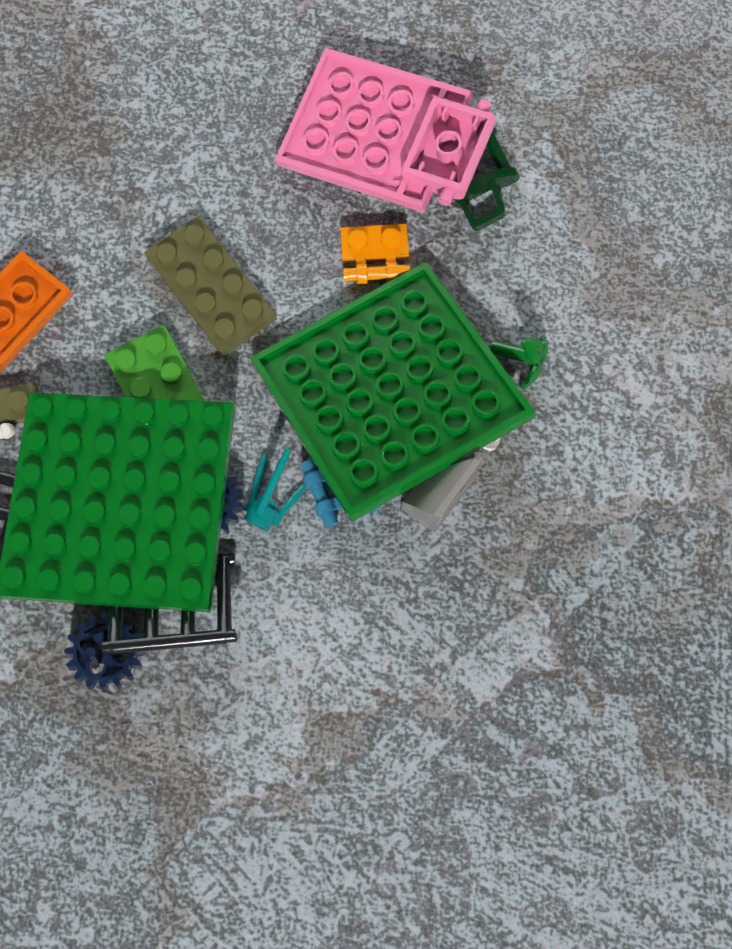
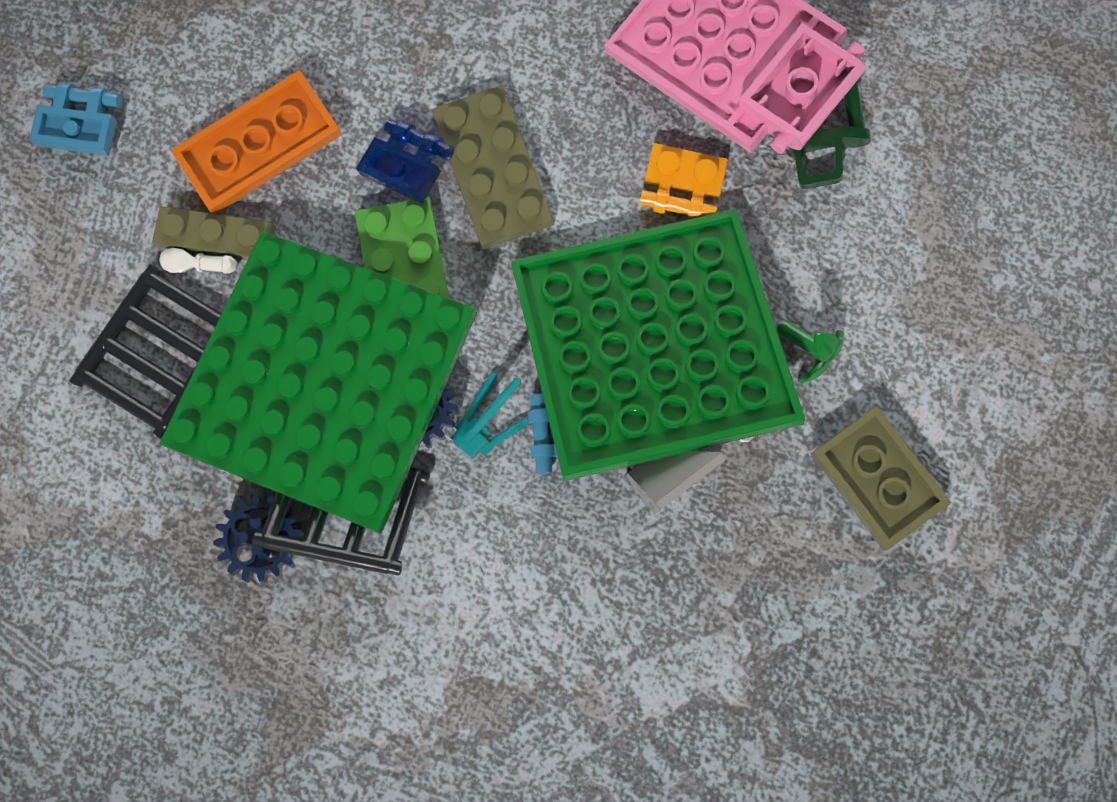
camera: 20 degrees right, 5 degrees up
(134, 309) = (401, 170): none -> clear blue plate
(612, 446) = (880, 478): none -> olive plate

